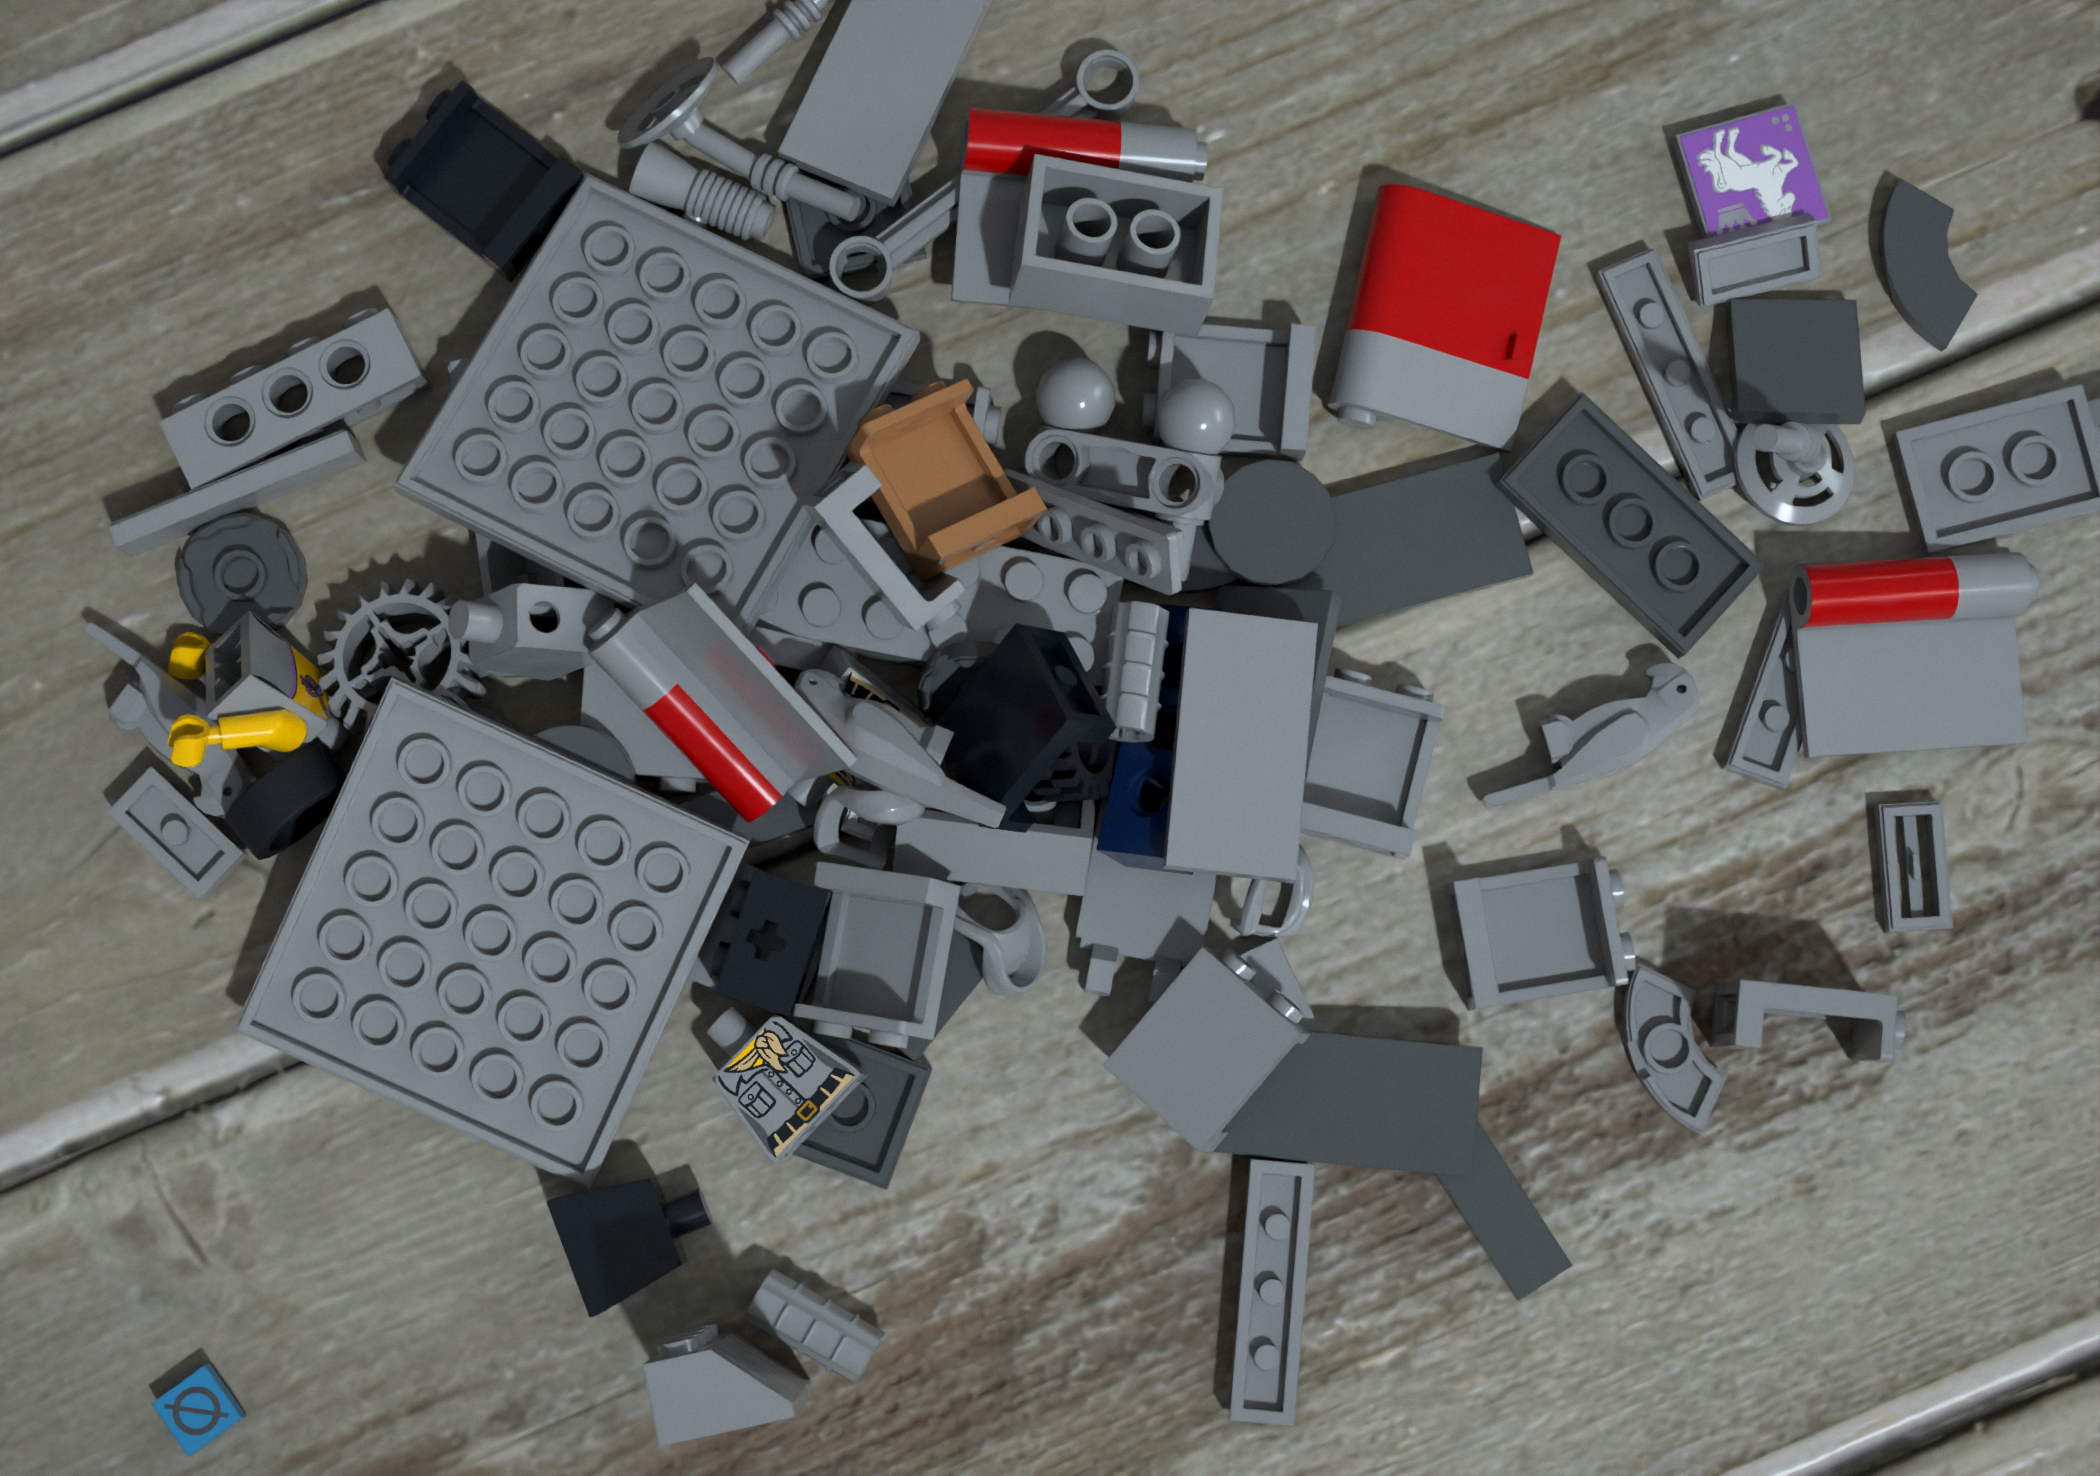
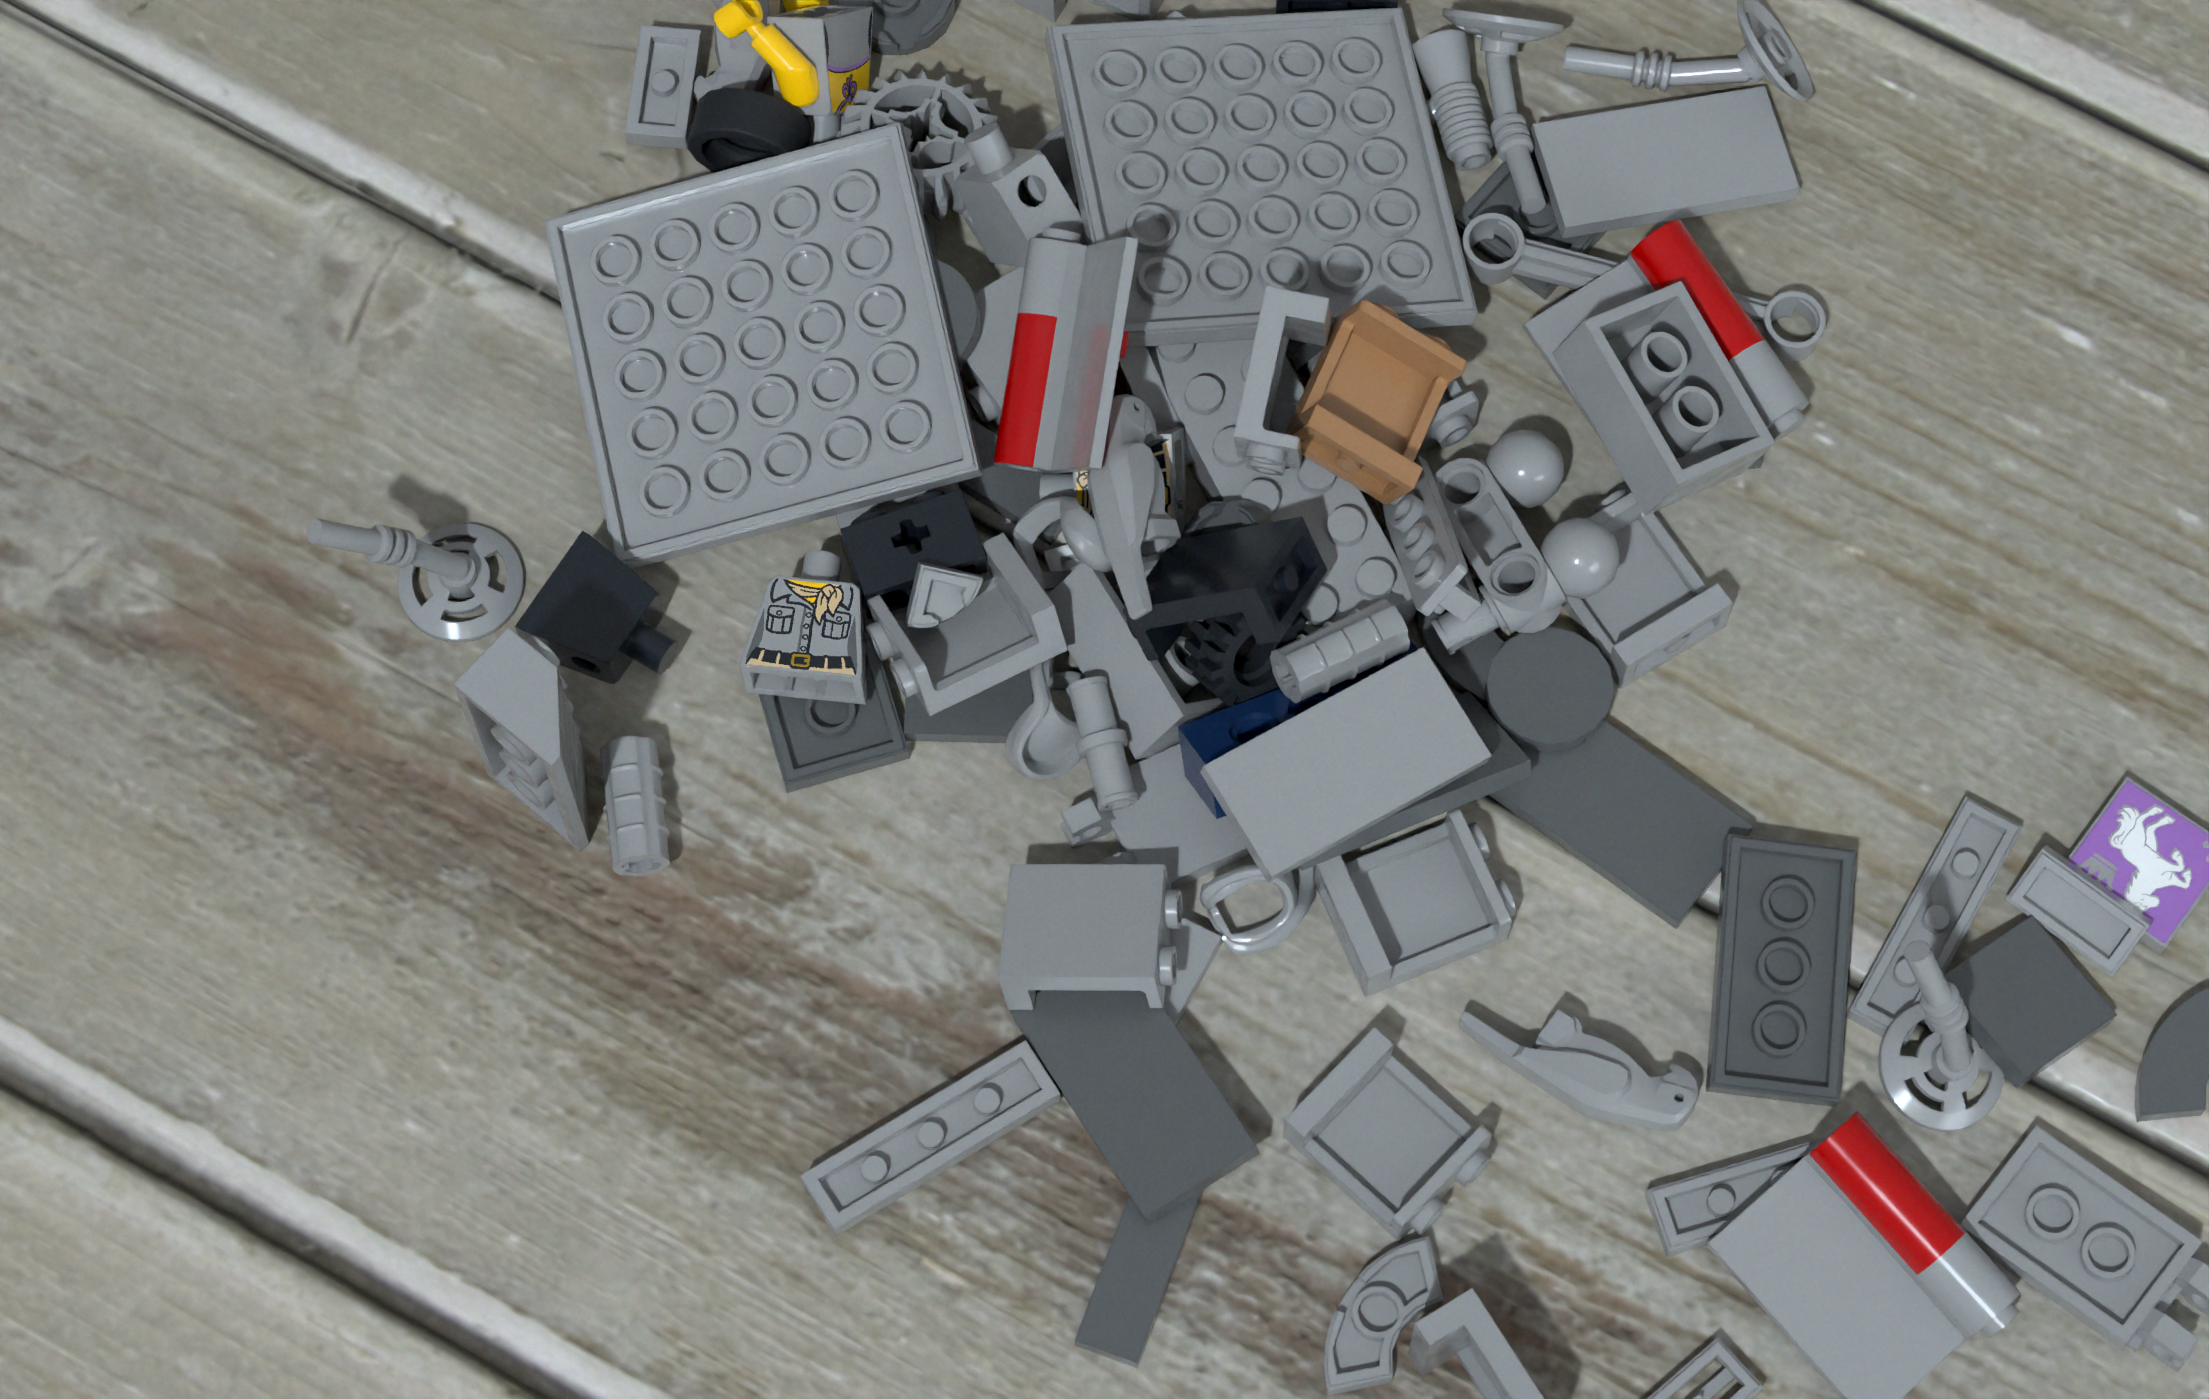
camera: 55 degrees right, 15 degrees down
(199, 1409) = (231, 413): dark azure tile -> none
(487, 1338) = (448, 576): none -> light grey dish
(834, 954) = (939, 594): none -> light grey tile
(1056, 916) = (1102, 743): none -> light grey pin
(1443, 318) = (1825, 707): red door -> none

